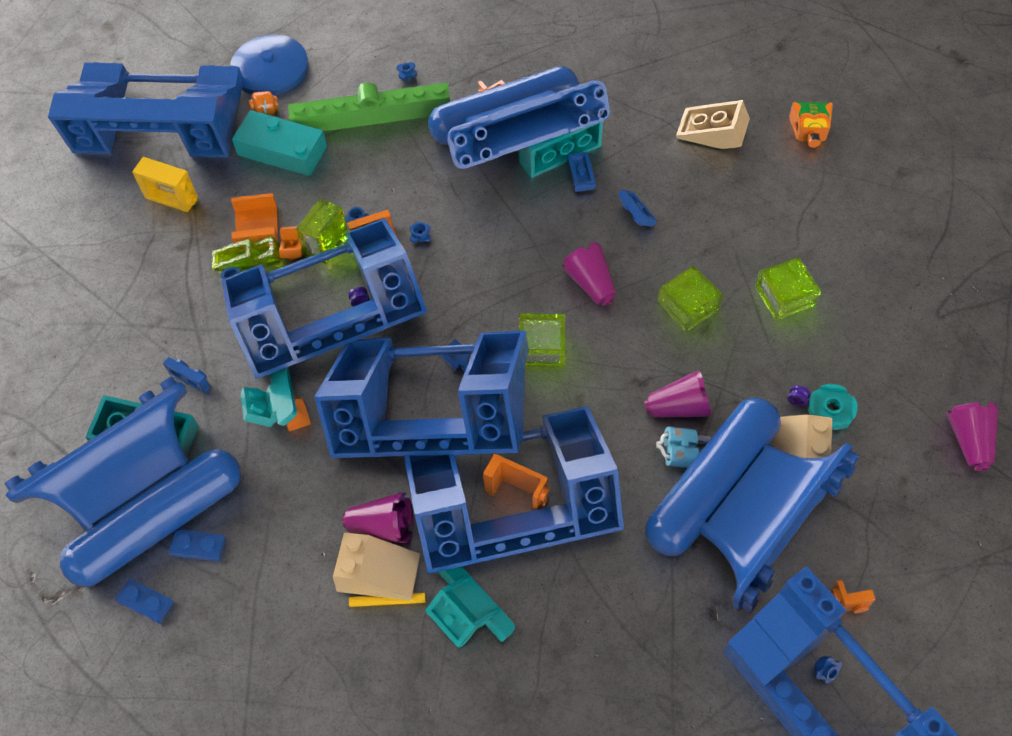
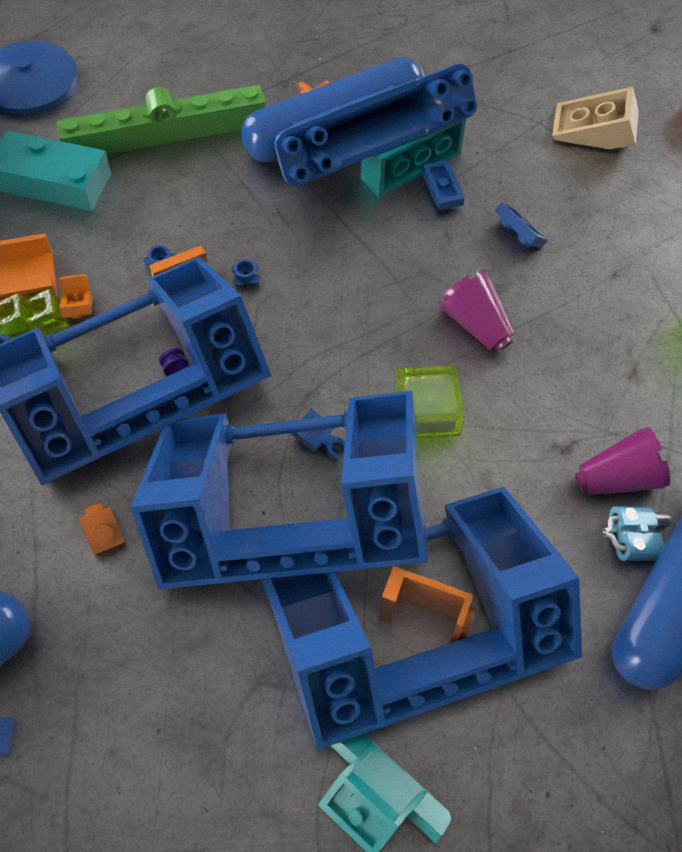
camera: 10 degrees left, 0 degrees up
(264, 103) = (23, 121): orange head -> none
(274, 404) = (69, 519): teal plate -> none
(322, 228) = (116, 274): clear neon green piece -> none
(358, 601) = (260, 793): yellow bar -> none
(375, 568) = (240, 748): tan slope -> none
(381, 518) = (240, 673): magenta cone -> none
(407, 71) = (205, 76): blue plate -> none
(689, 298) = (609, 334): clear neon green piece -> none

